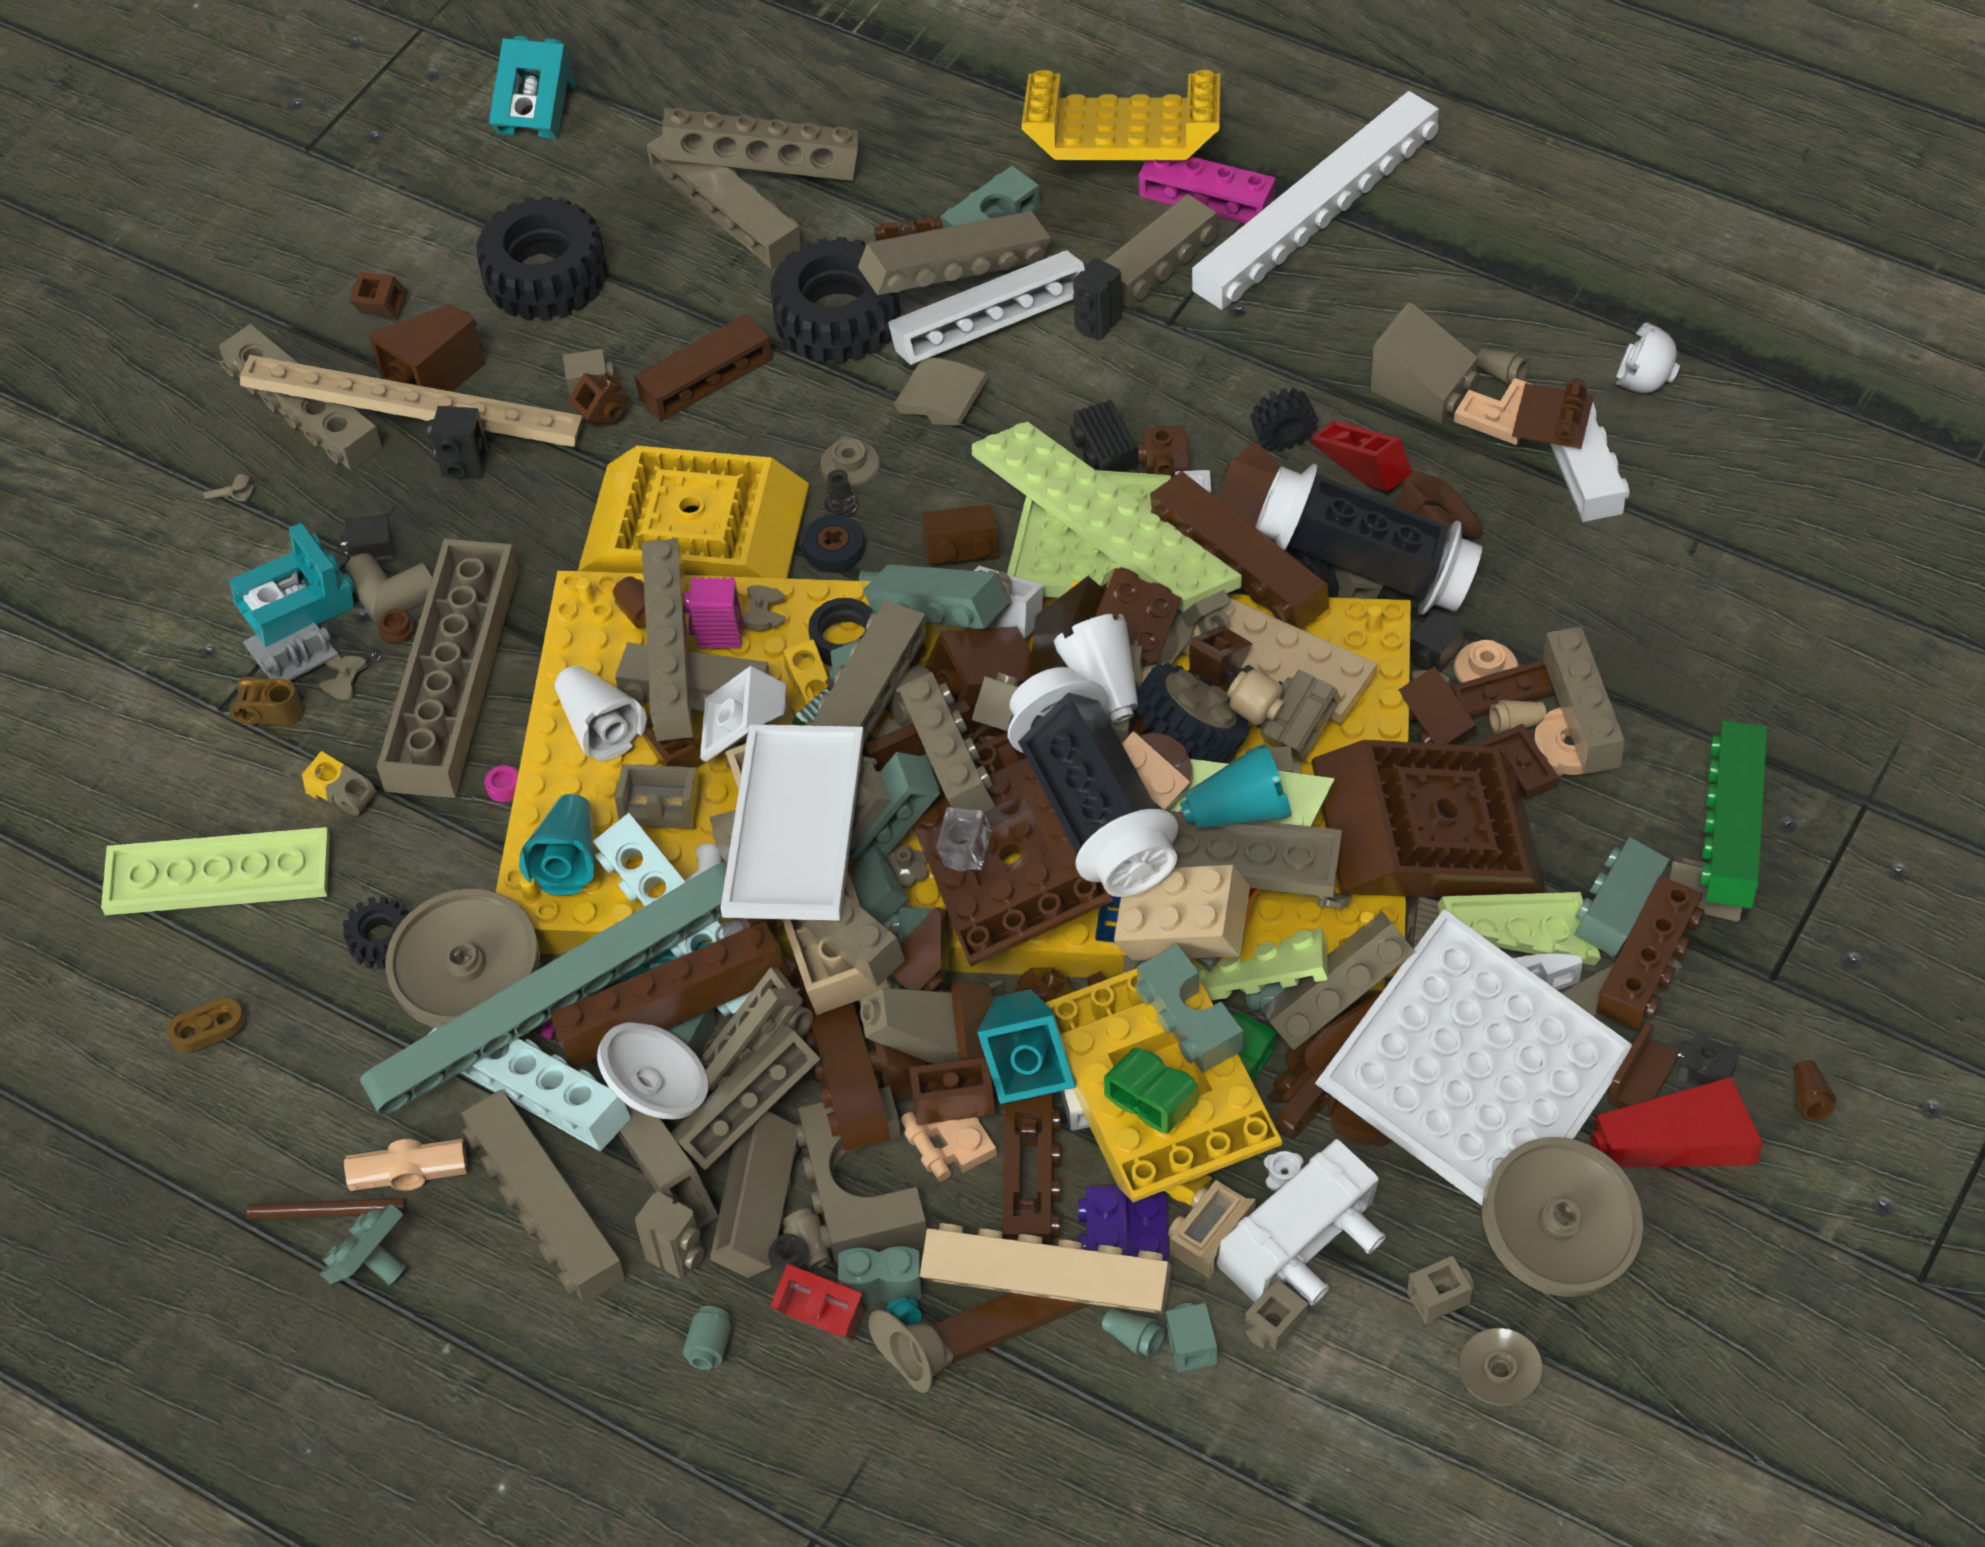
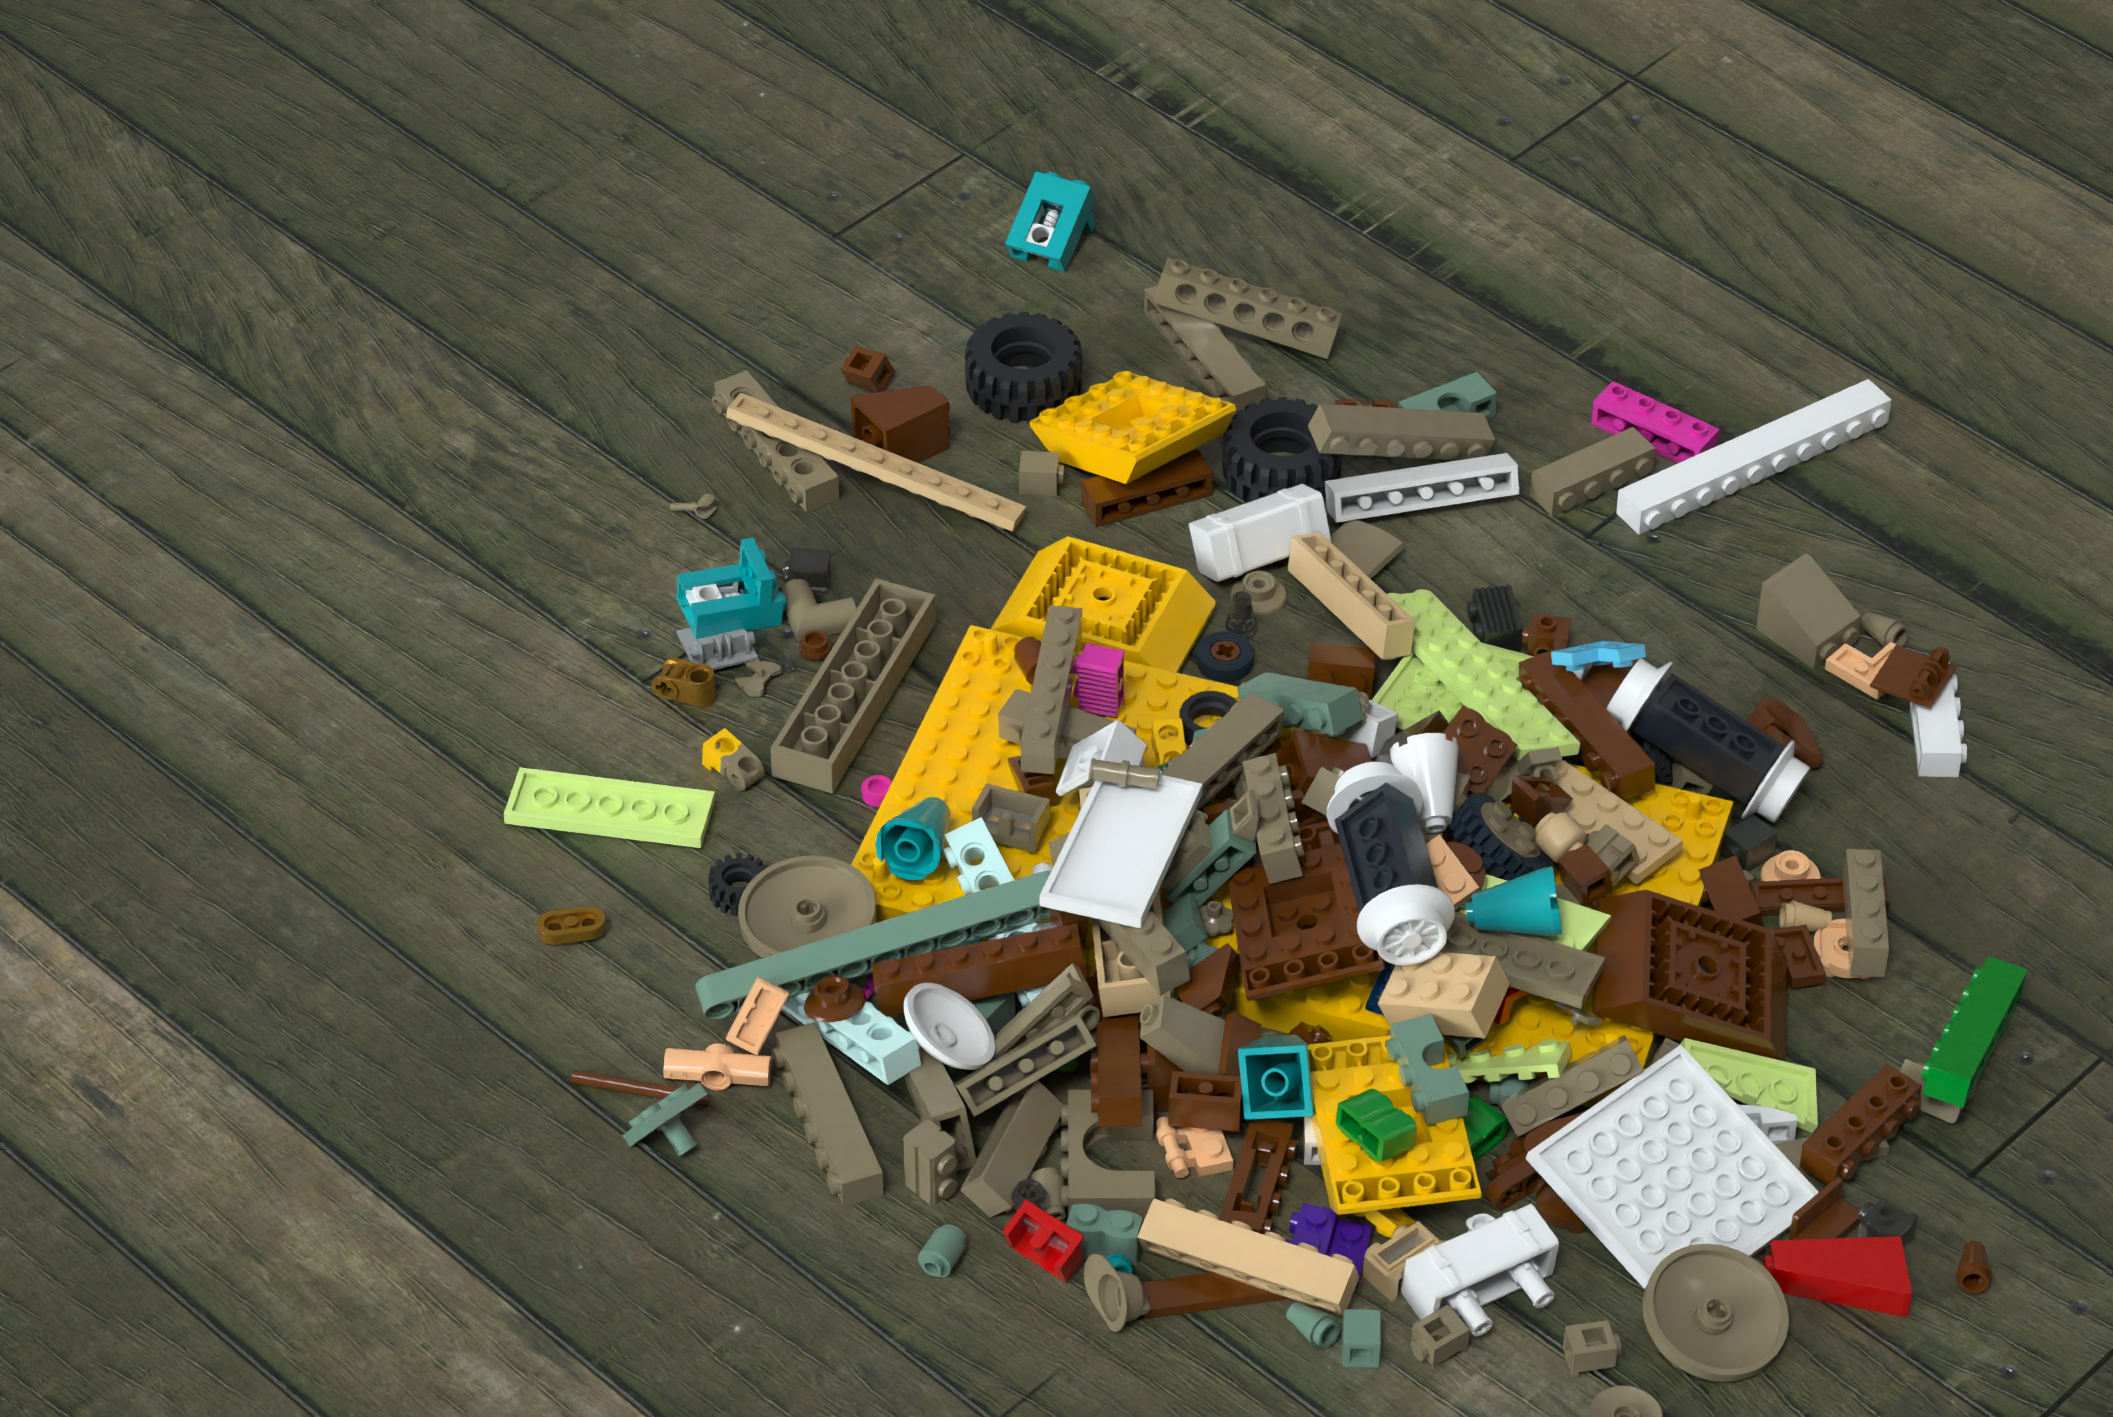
camera: 10 degrees right, 10 degrees down
(437, 1102) = (757, 1015): none -> light nougat plate
(459, 442) = (909, 504): pearl dark grey brick -> none
(518, 1064) = (834, 1000): none -> reddish brown piece
(599, 398) = (1045, 494): reddish brown brick -> none
(599, 713) = (977, 741): white cone -> none
(670, 303) = (1130, 426): none -> yellow slope
(758, 616) = (1138, 695): dark tan piece -> none
(775, 736) = (1124, 774): none -> dark tan pin
(836, 396) = (1256, 532): none -> white piece
(919, 757) = (1245, 816): none -> dark tan slope
(951, 449) = (1351, 595): none -> tan brick
(959, 826) = (1267, 893): clear brick -> none
(1097, 299) = (1522, 499): pearl dark grey brick -> none
(1121, 126) = (1583, 357): yellow slope -> none
(1232, 466) = (1598, 653): none -> medium azure plate
(1284, 419) = (1665, 620): black tyre -> none
(1293, 735) = (1585, 875): none -> reddish brown brick
(1366, 454) = (1732, 677): red slope -> none
(1619, 895) = (1846, 1074): sand green brick -> none
(1648, 361) = (2021, 652): white cylinder -> none

